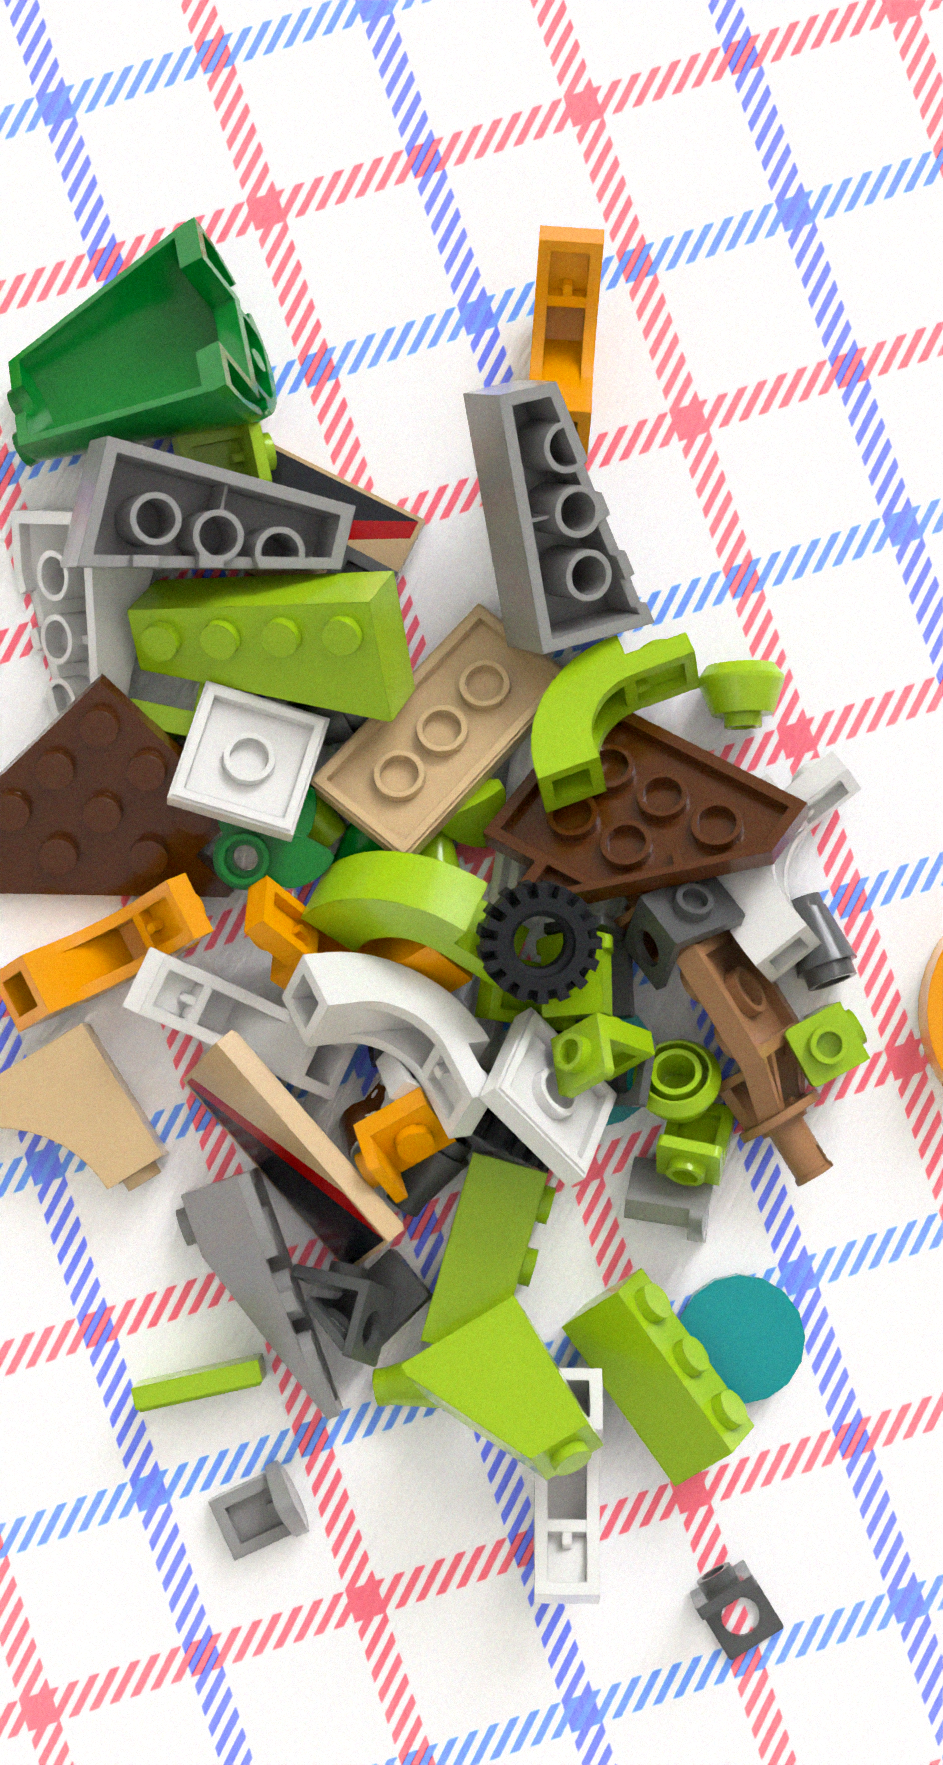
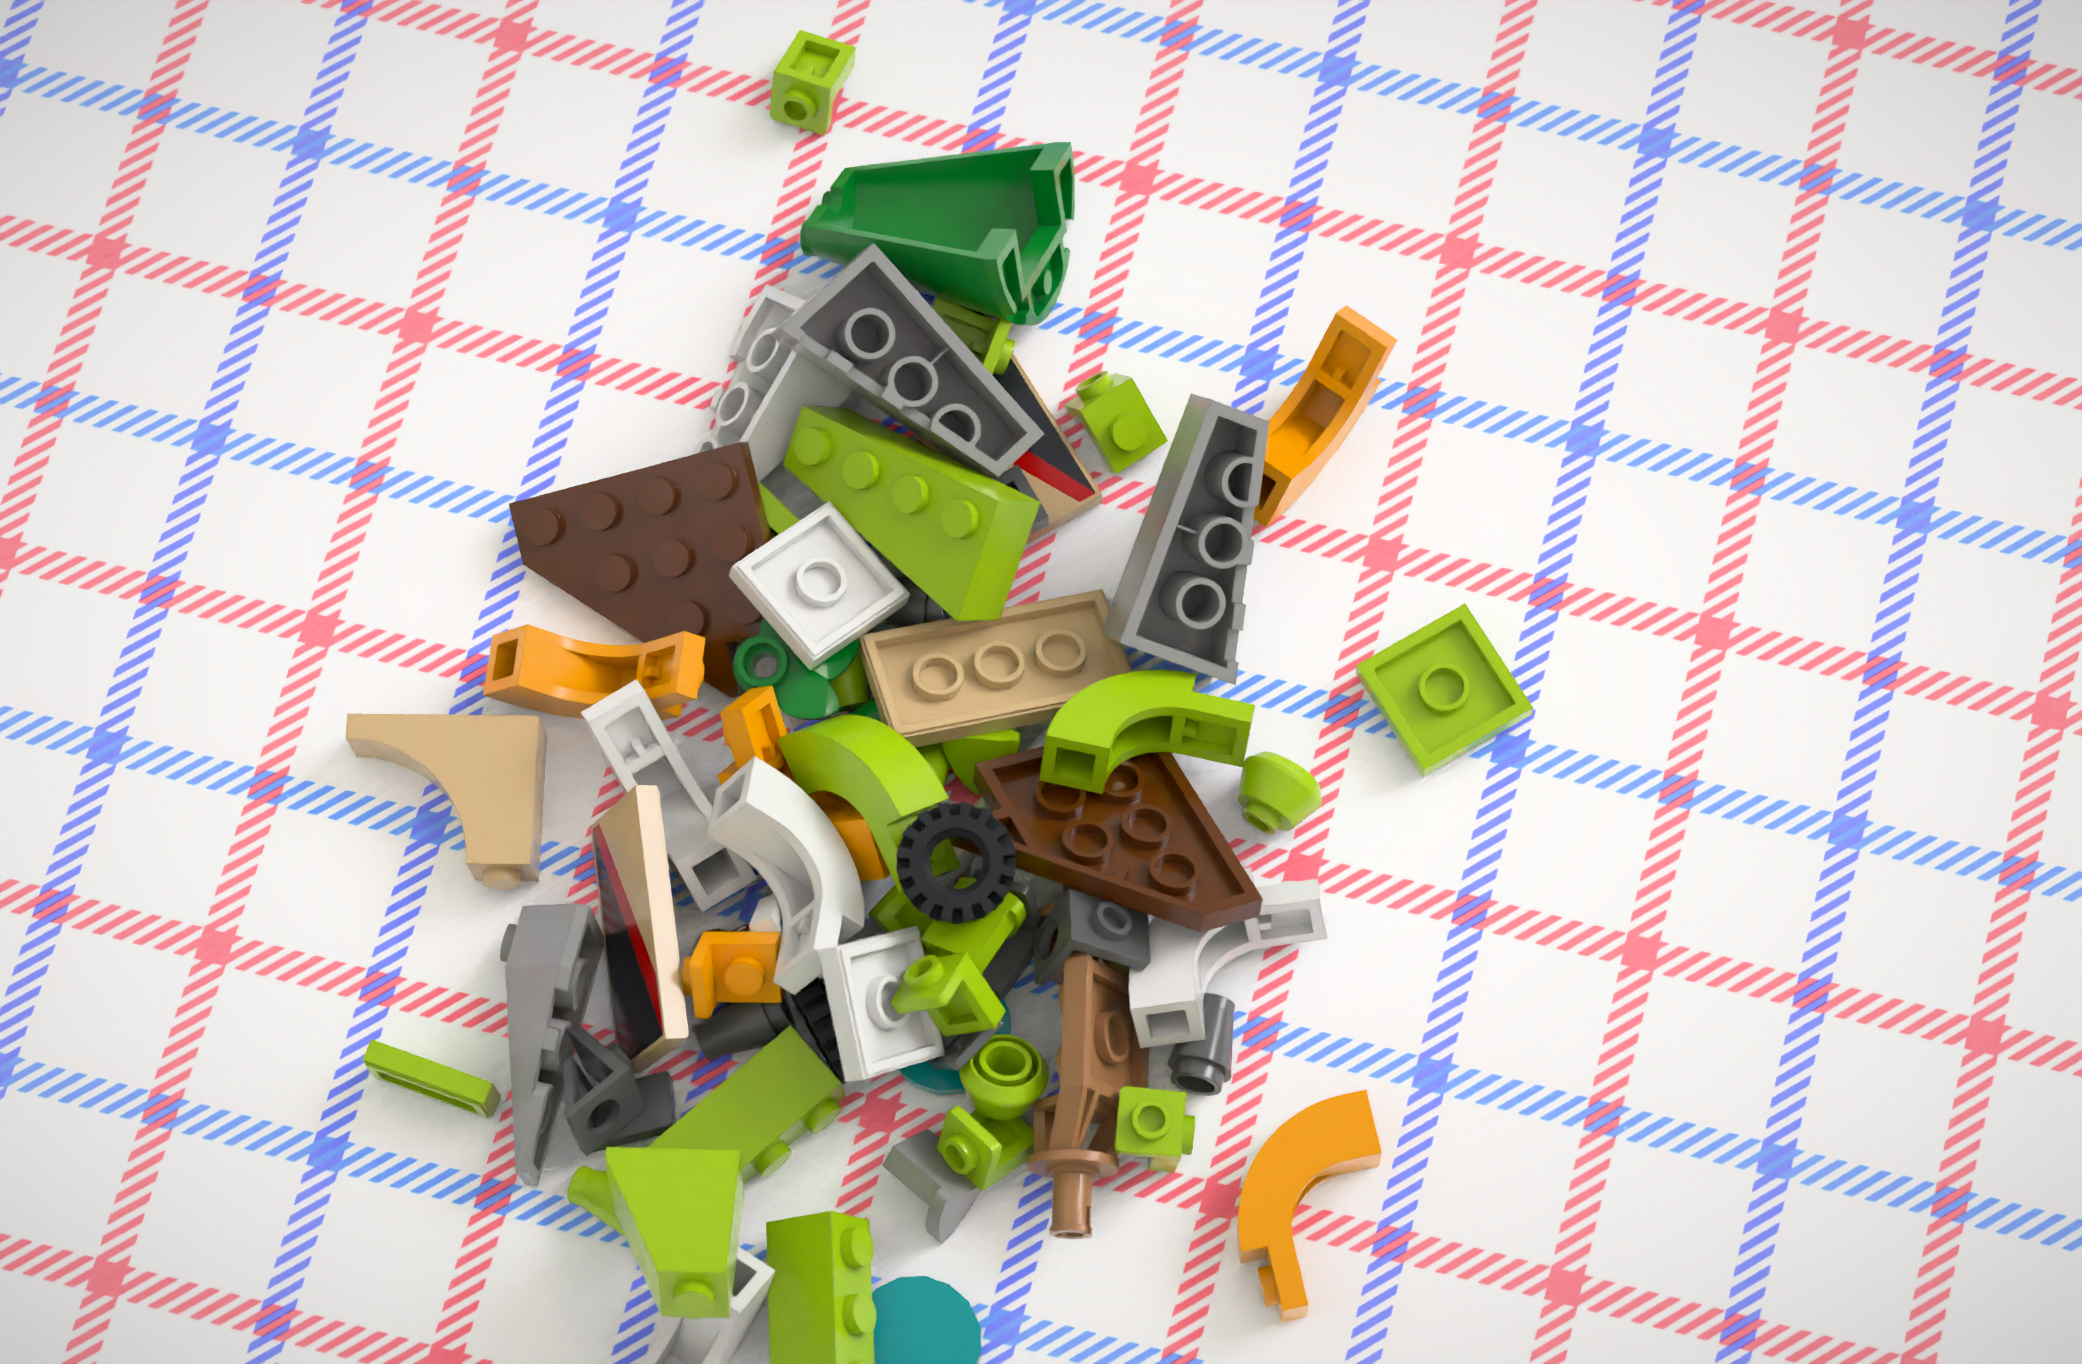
camera: 35 degrees right, 15 degrees down
(260, 1511) = (406, 1226): light grey tile -> none
(392, 444) = (1116, 419): none -> lime bracket
(822, 511) = (1444, 690): none -> lime plate

